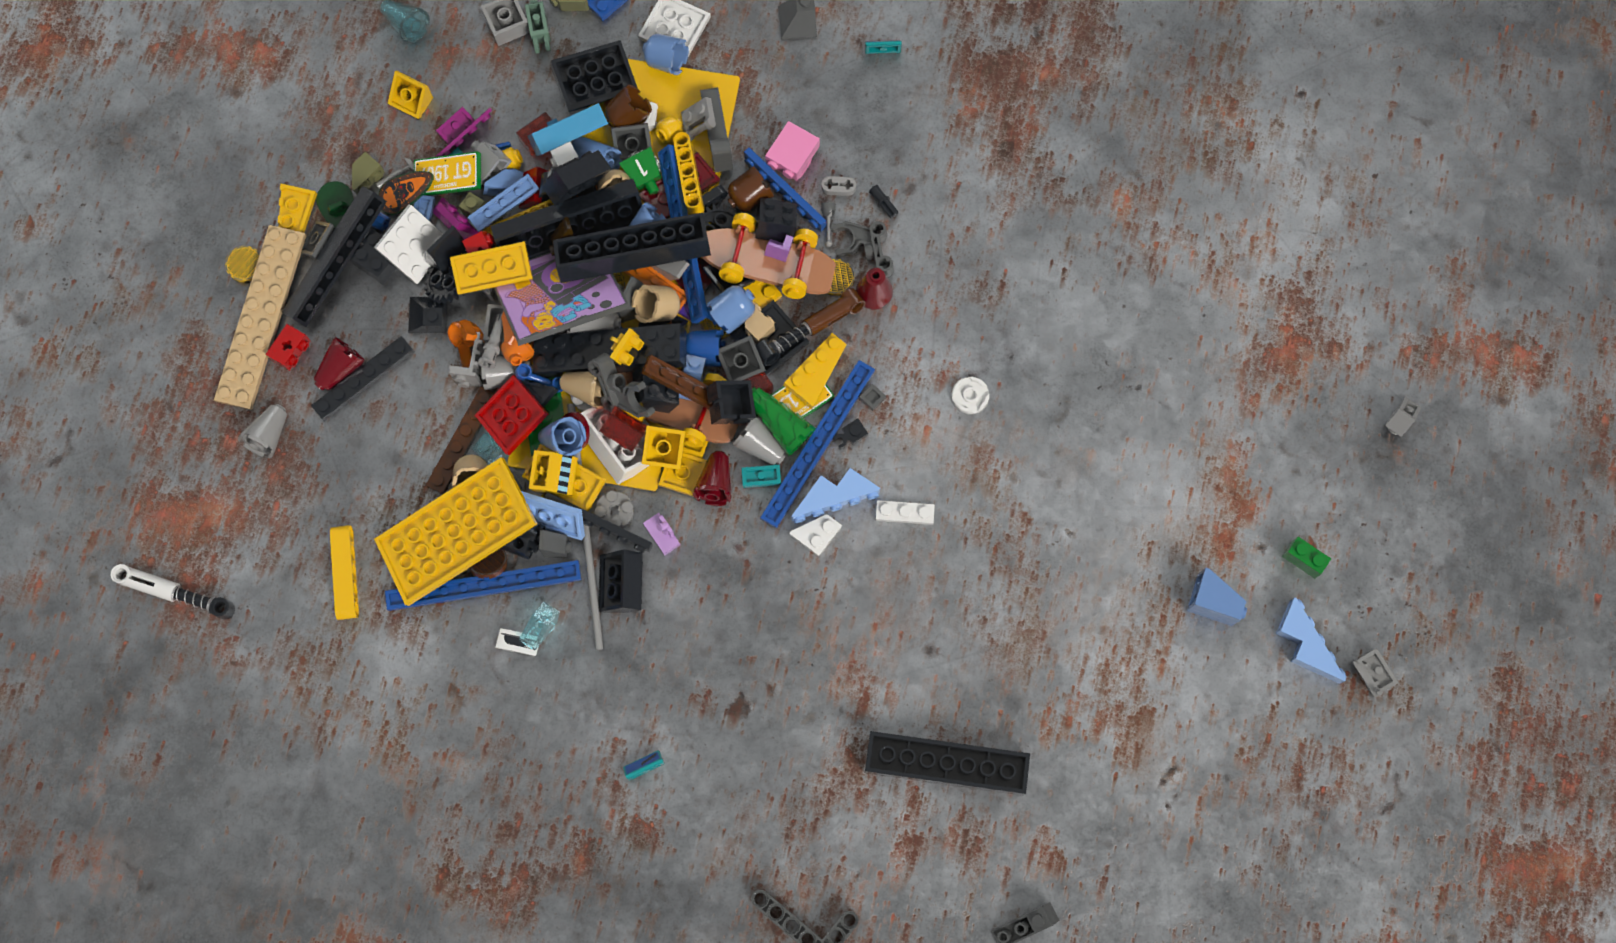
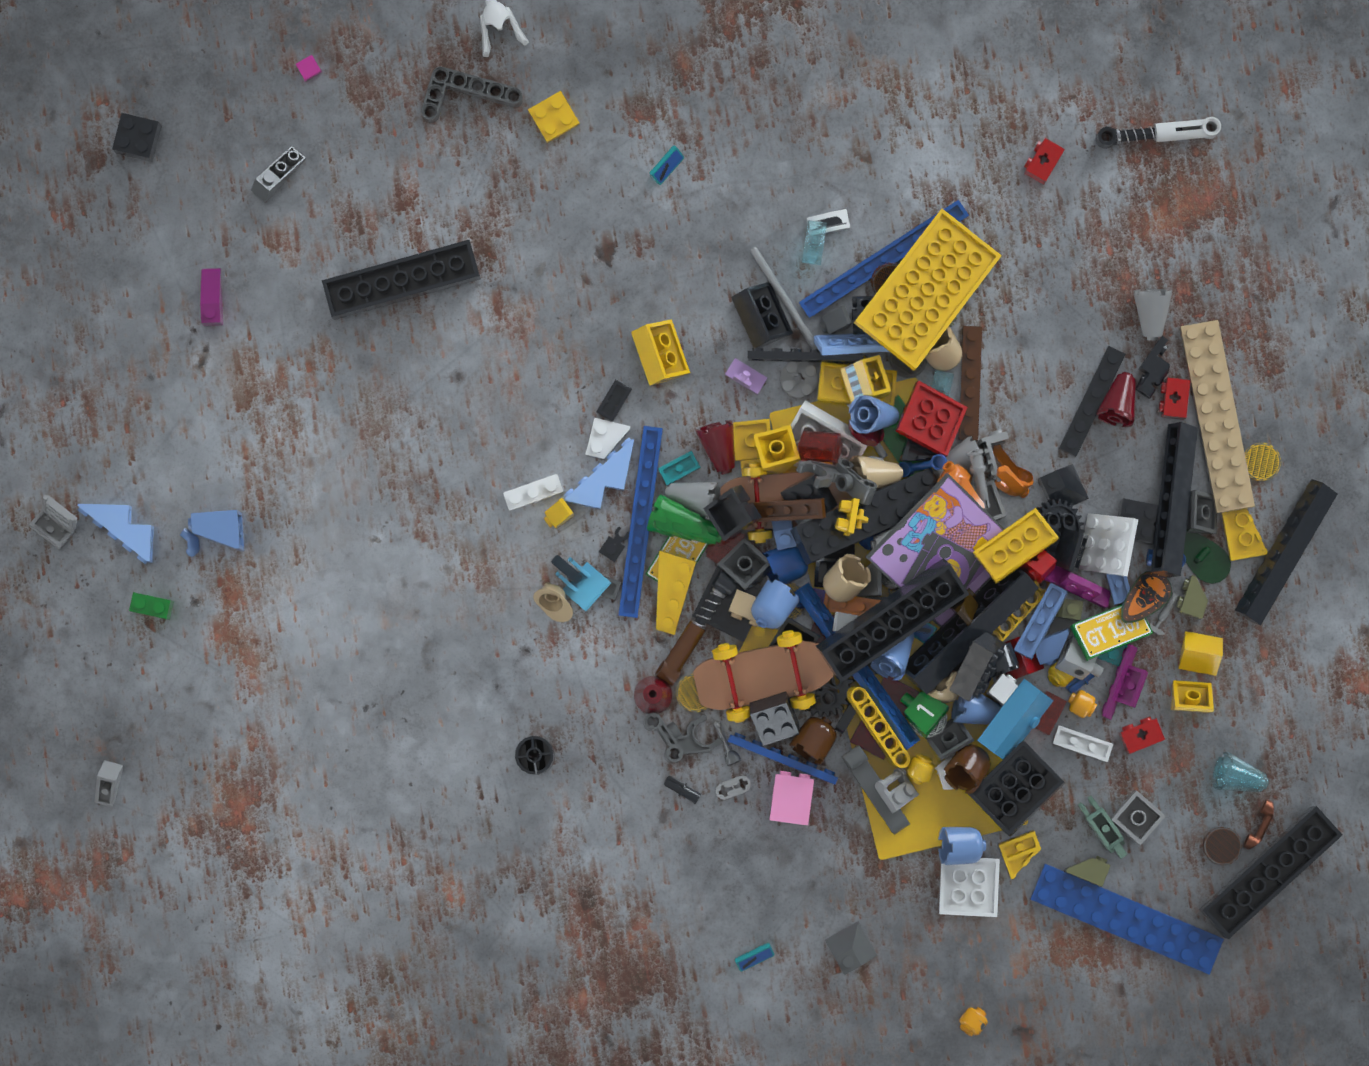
camera: 155 degrees right, 10 degrees up
(263, 178) = (1286, 552): none -> black brick
(280, 611) = (1051, 152): none -> red brick
(292, 382) = (1154, 369): none -> black plate
(344, 572) = (1014, 216): yellow beam -> none
(381, 129) = (1201, 653): none -> yellow slope
(468, 83) = (1152, 736): none -> red brick
(504, 128) = (1082, 704): none -> light orange head
(520, 97) = (1082, 743): none -> white plate
(624, 32) = (1019, 851): none -> yellow wing
(730, 588) = (660, 352): none -> yellow slope
(730, 863) = (553, 116): none -> yellow plate
(779, 250) = (758, 689): medium lavender panel -> none
(793, 563) = (614, 400): none -> black plate
(890, 479) = (558, 514): none -> yellow slope
(896, 411) = (584, 585): none -> medium azure plate
(928, 405) = (553, 602): none -> tan piece
(970, 395) = (519, 631): white tile -> none
(1003, 276) = (534, 745): none -> black cylinder
(1139, 829) = (211, 297): none -> magenta slope
(1247, 595) = (192, 542): none -> medium blue arm

